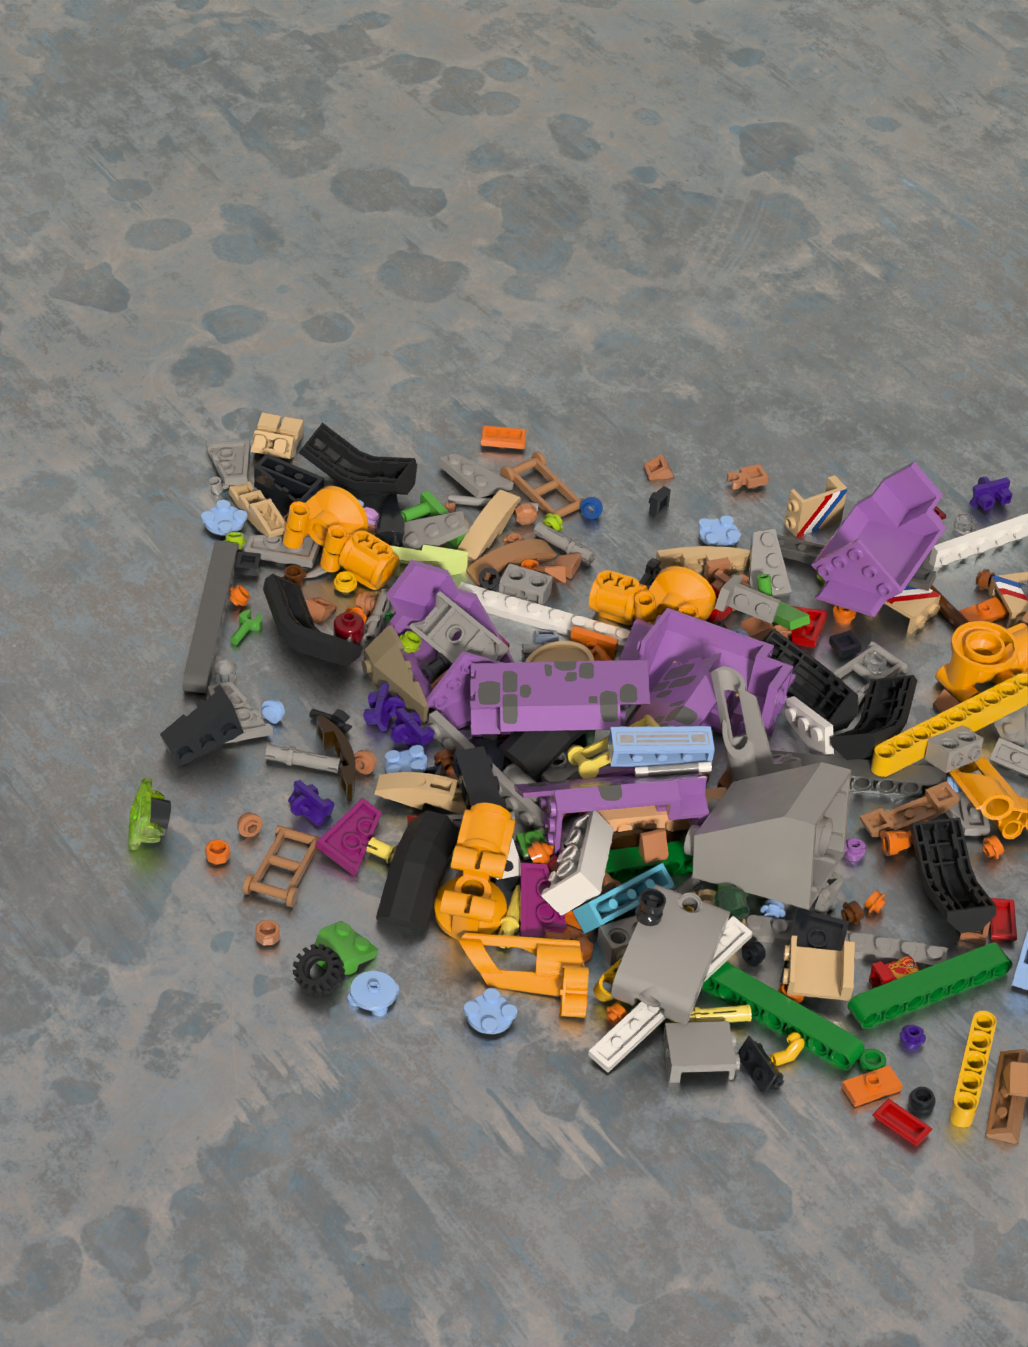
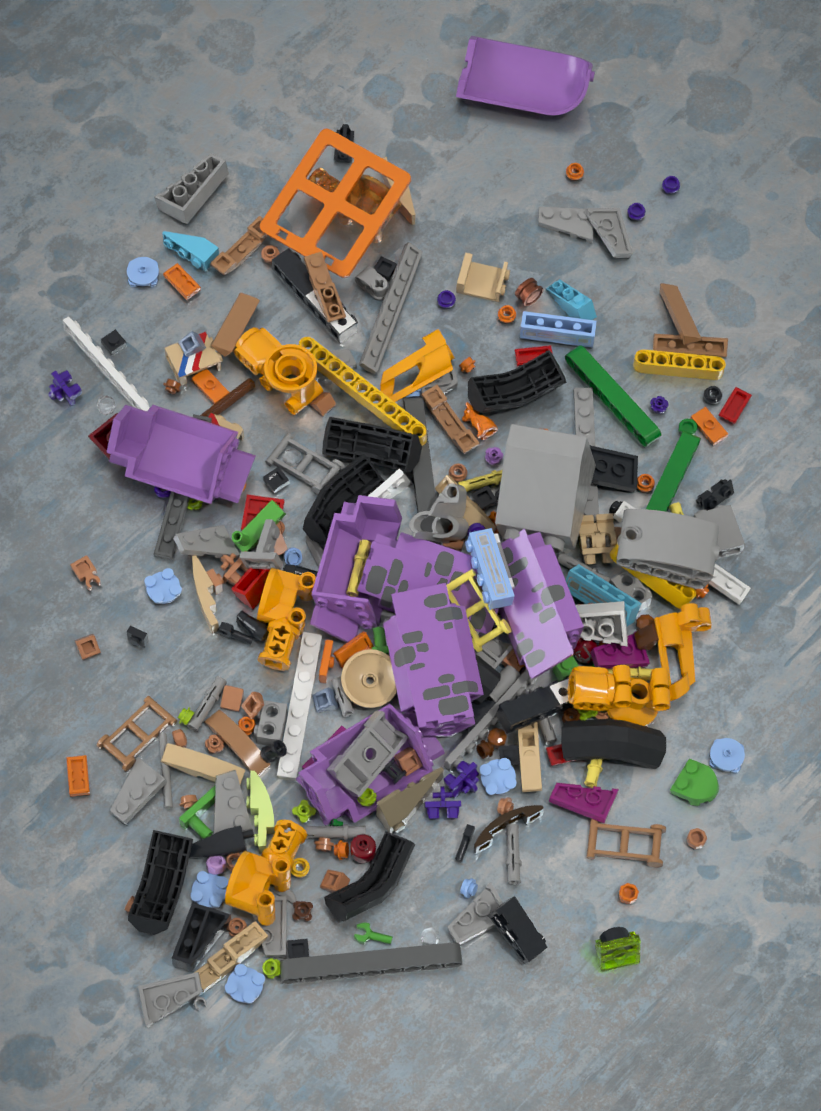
camera: 100 degrees left, 20 degrees up
(239, 595) = (340, 946): orange plate -> none
(245, 821) = (595, 876): nougat plate -> none
(277, 438) = (138, 961): tan hips -> none
(307, 802) = (563, 839): dark purple hips -> none
(328, 980) = (738, 791): black tyre -> none
(490, 1012) = (724, 672): light blue piece -> none
(540, 852) = (583, 654): orange plate -> none
(593, 502) = (156, 688): blue plate -> none
(650, 907) = (658, 551): black wheel -> none
(733, 900) = (597, 520): clear green head -> none
(795, 1046) = (694, 474): yellow arm -> none
(817, 511) = (113, 499): tan panel -> none
(819, 971) = (631, 459): tan panel -> none
(891, 971) = (610, 418): red leg -> none
(954, 749) = (393, 387): light grey brick -> none

